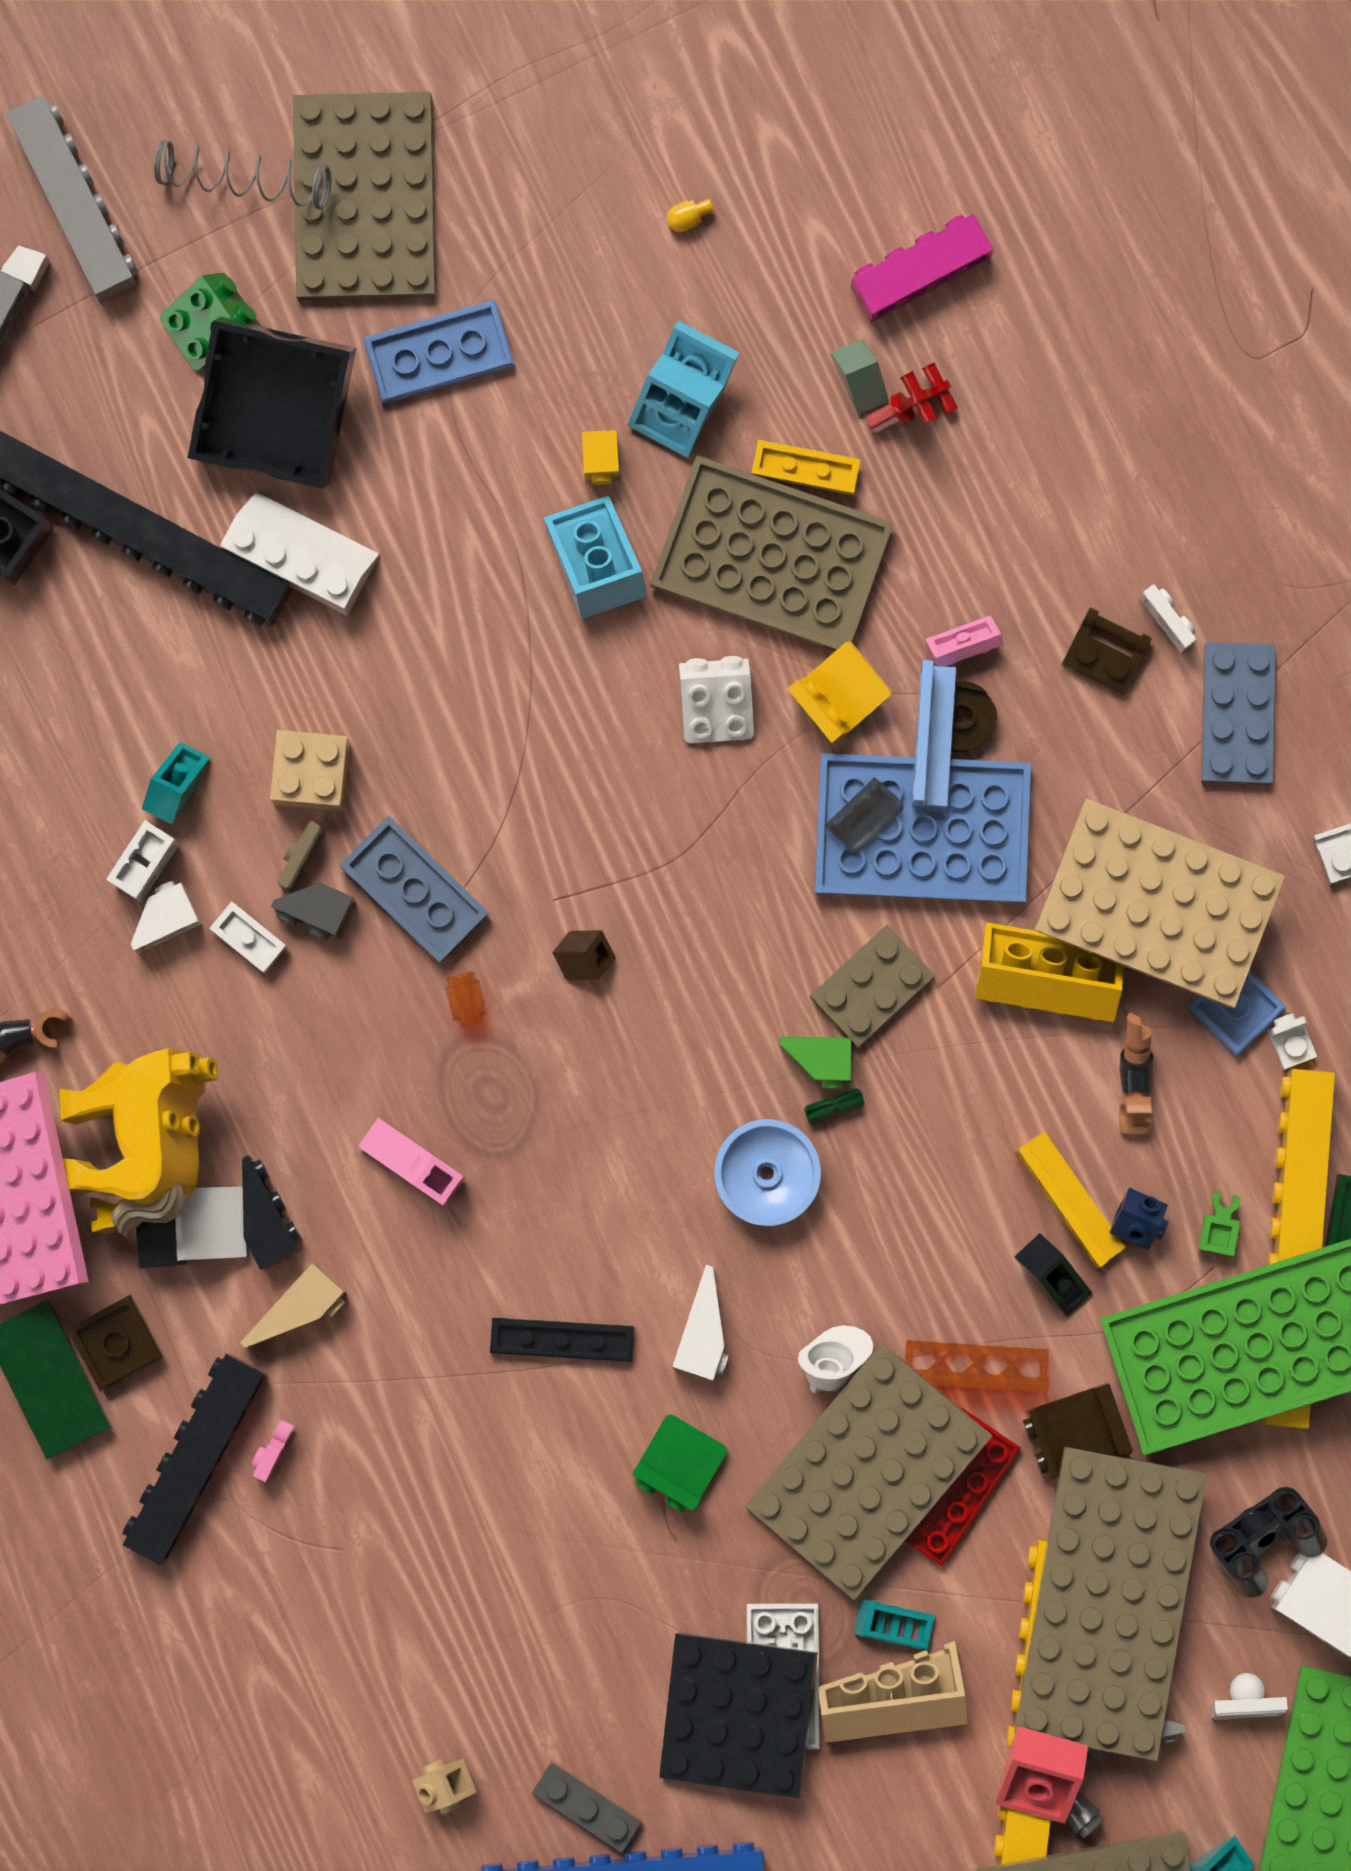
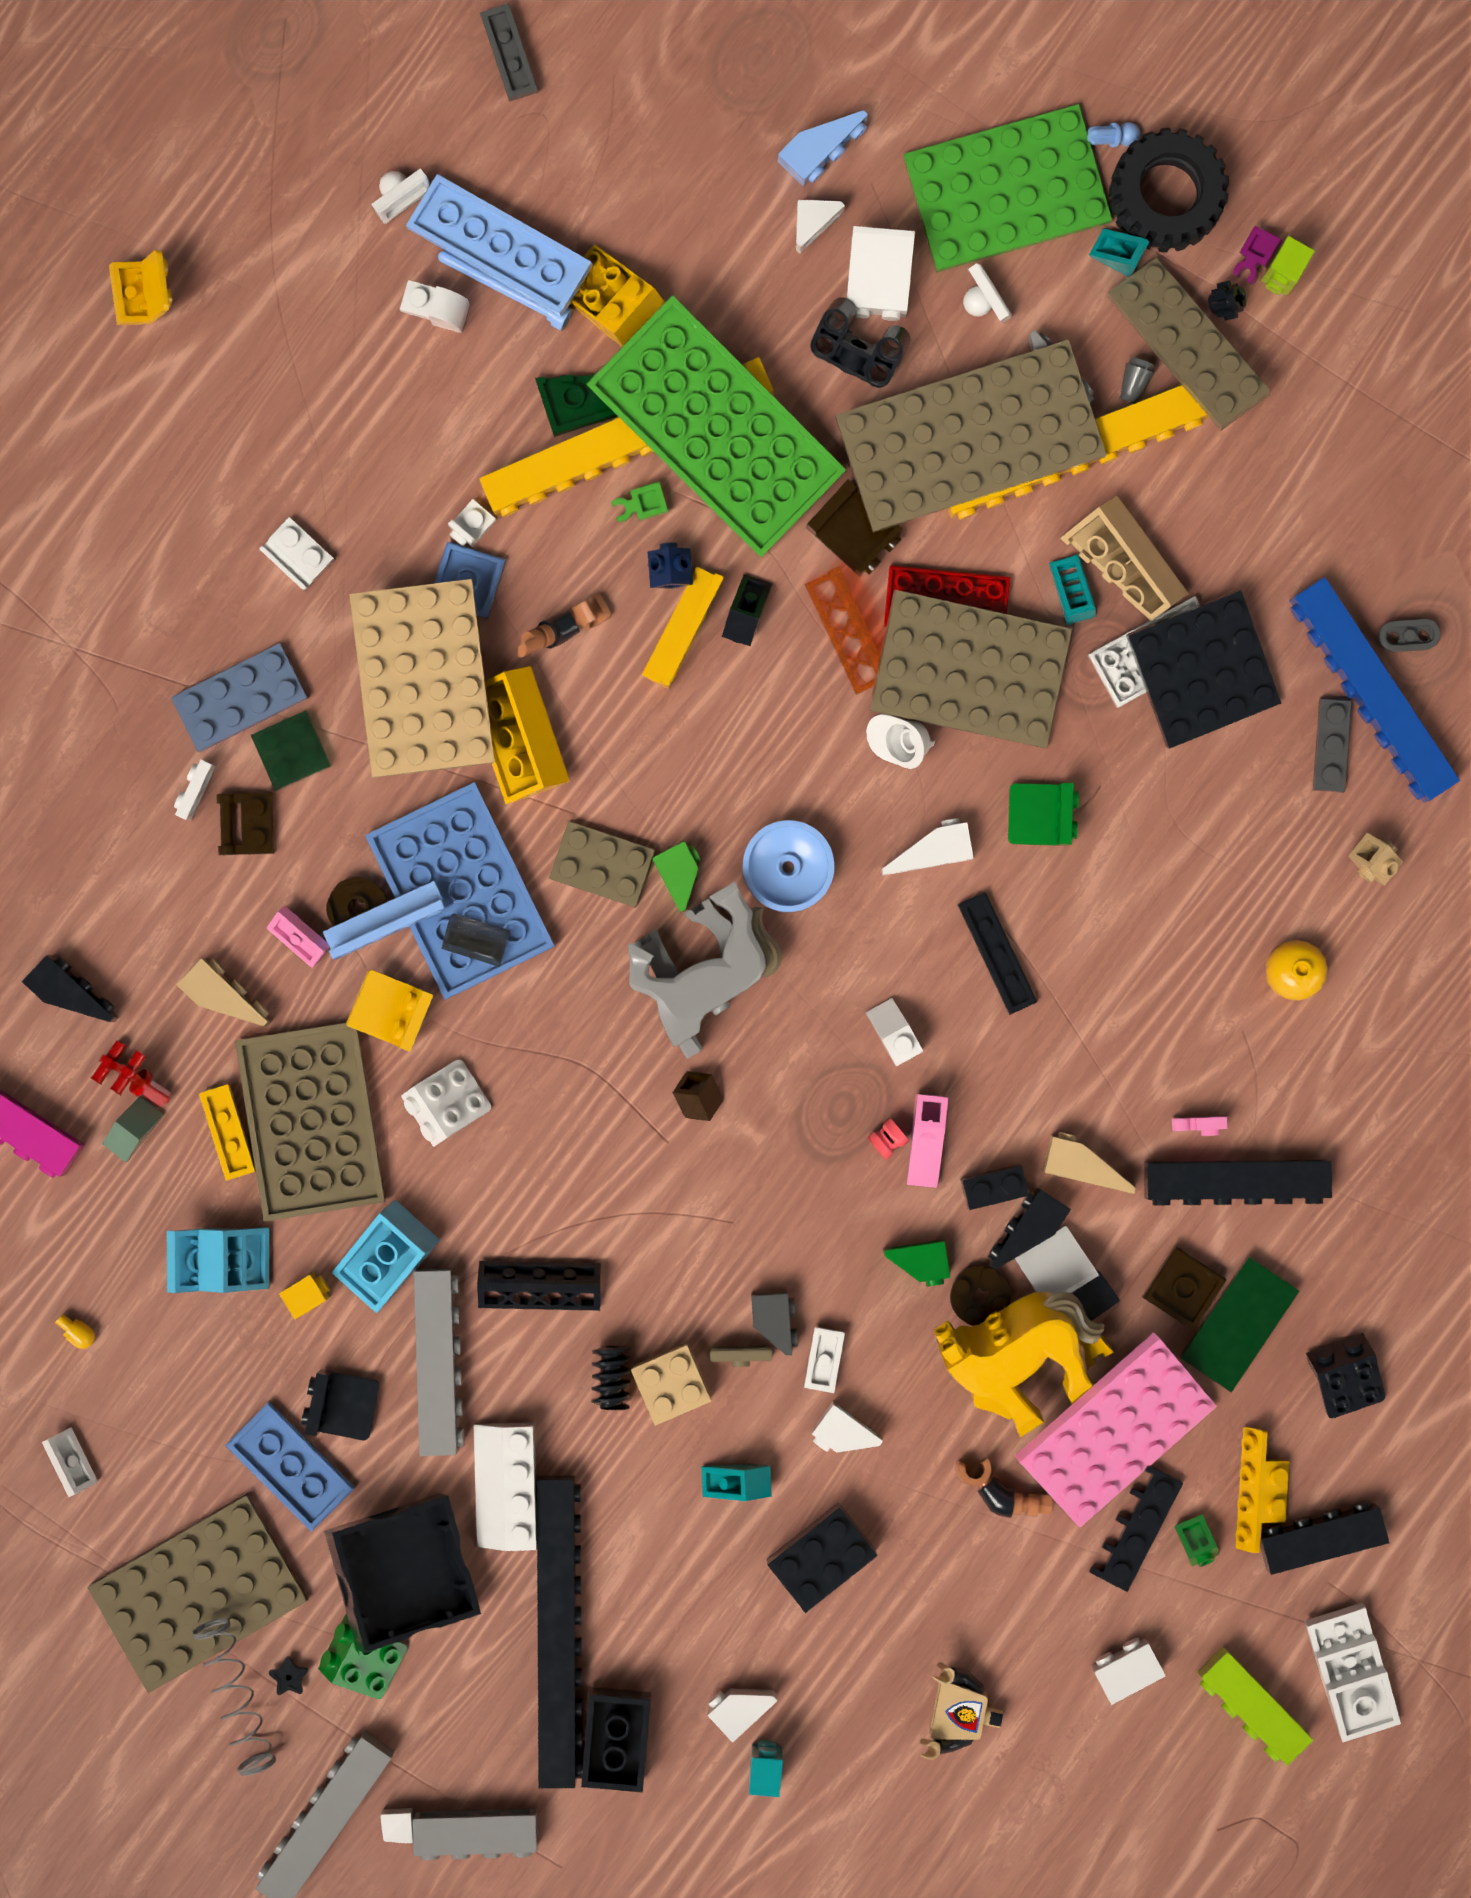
camera: 120 degrees left, 5 degrees up
(51, 826) = (821, 1557): none -> black brick
(142, 861) = (811, 1472): white brick -> none
(231, 249) = (289, 1668): none -> black plate
(240, 1117) = (964, 1289): none -> dark brown plate
(292, 1089) = (922, 1261): none -> green slope
(326, 1204) = (994, 1187): none -> black brick
(348, 713) = (611, 1377): none -> black piece
(375, 1640) = (1296, 970): none -> yellow cylinder
(414, 889) = (718, 1253): sand blue plate -> none
(433, 1115) = (882, 1143): none -> coral wheel
(461, 550) = (437, 1362): none -> light grey brick
(465, 998) = (780, 1167): clear orange brick -> none
(471, 432) = (340, 1405): none -> black bracket
(485, 695) = (539, 1280): none -> black fence
(539, 1189) = (894, 1032): none -> white slope
(563, 140) = (70, 1462): none -> white plate
(690, 1022) = (707, 986): none -> light grey piece
(827, 1108) = (713, 847): dark green piece -> none
(953, 529) = (213, 991): none -> tan slope
(1041, 379) = (59, 987): none -> black slope
(1042, 1774) = (1125, 418): coral slope -> none
(1156, 736) = (291, 750): none -> clear green plate

